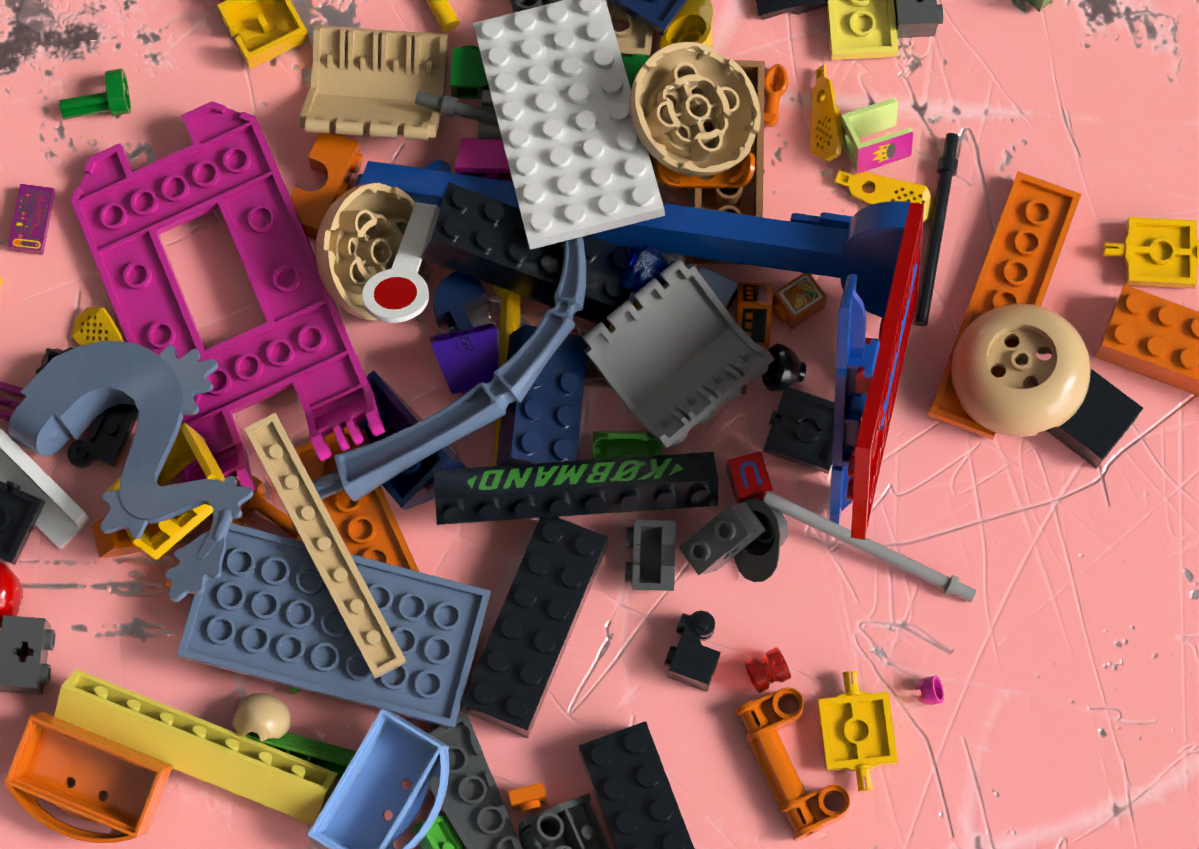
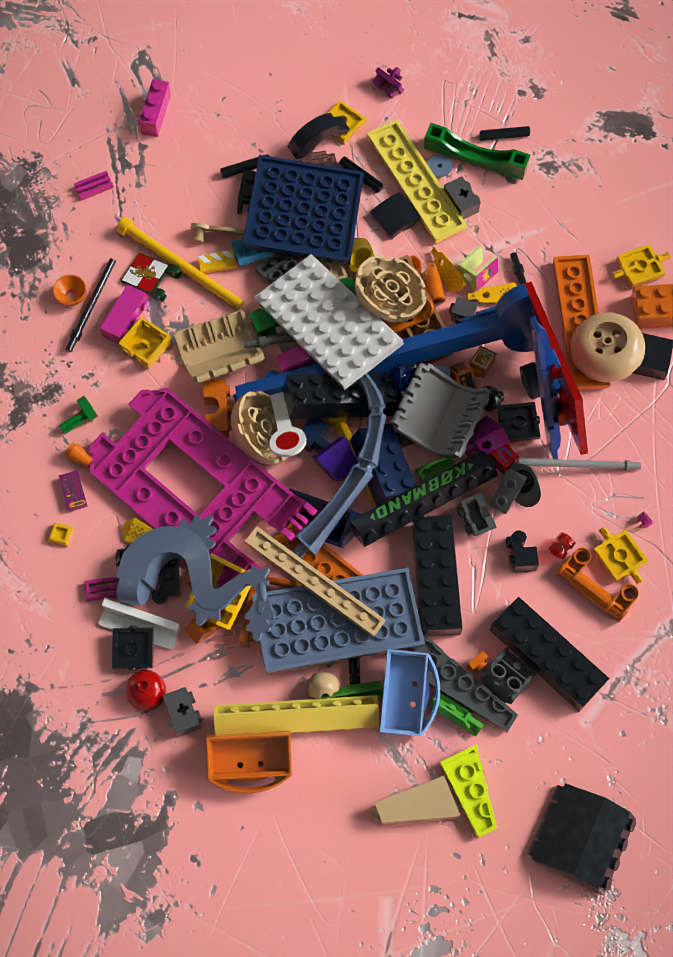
camera: 25 degrees left, 5 degrees down
(66, 163) = (78, 455): none -> orange cone
(326, 717) = (354, 670): none -> black axle
(733, 431) = (487, 436): none -> magenta torso
(787, 133) = (434, 285): none -> orange piece
(812, 196) = (461, 309): none -> dark grey brick

